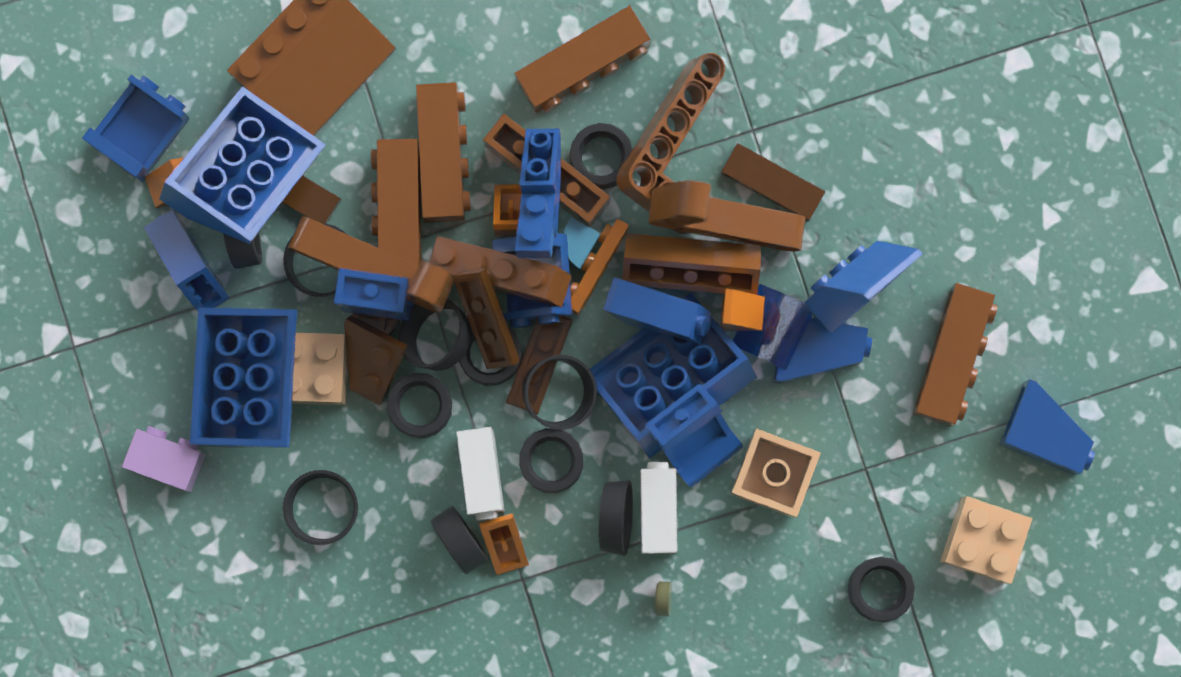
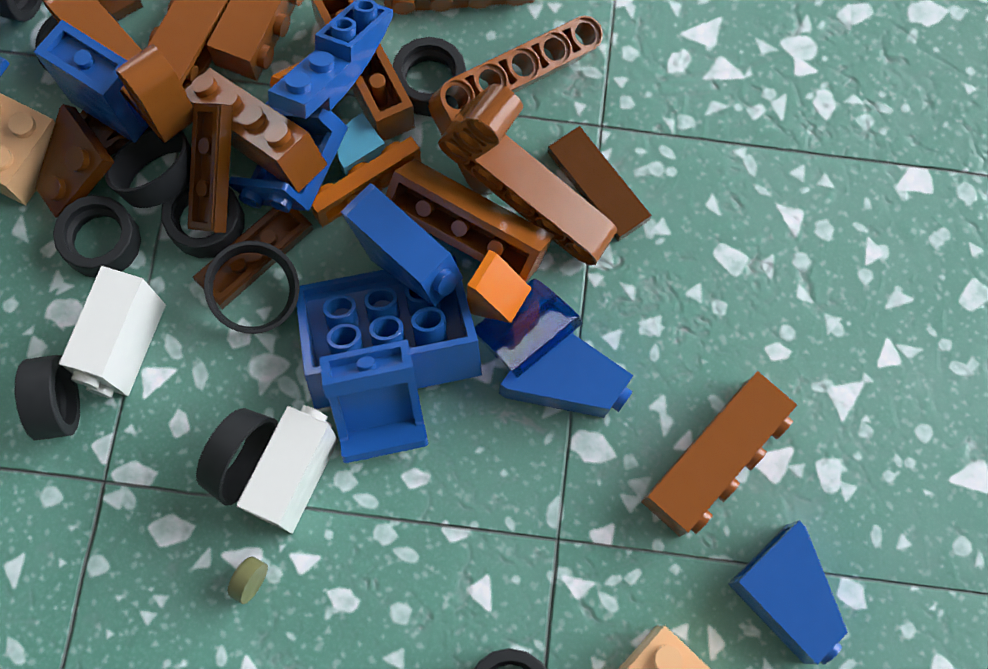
camera: 15 degrees right, 10 degrees down
(504, 543) = (101, 425): orange slope -> none
(526, 458) = (187, 336): black tyre -> none
(775, 473) = (448, 491): light nougat brick -> none
(858, 281) = (644, 317): slope -> none

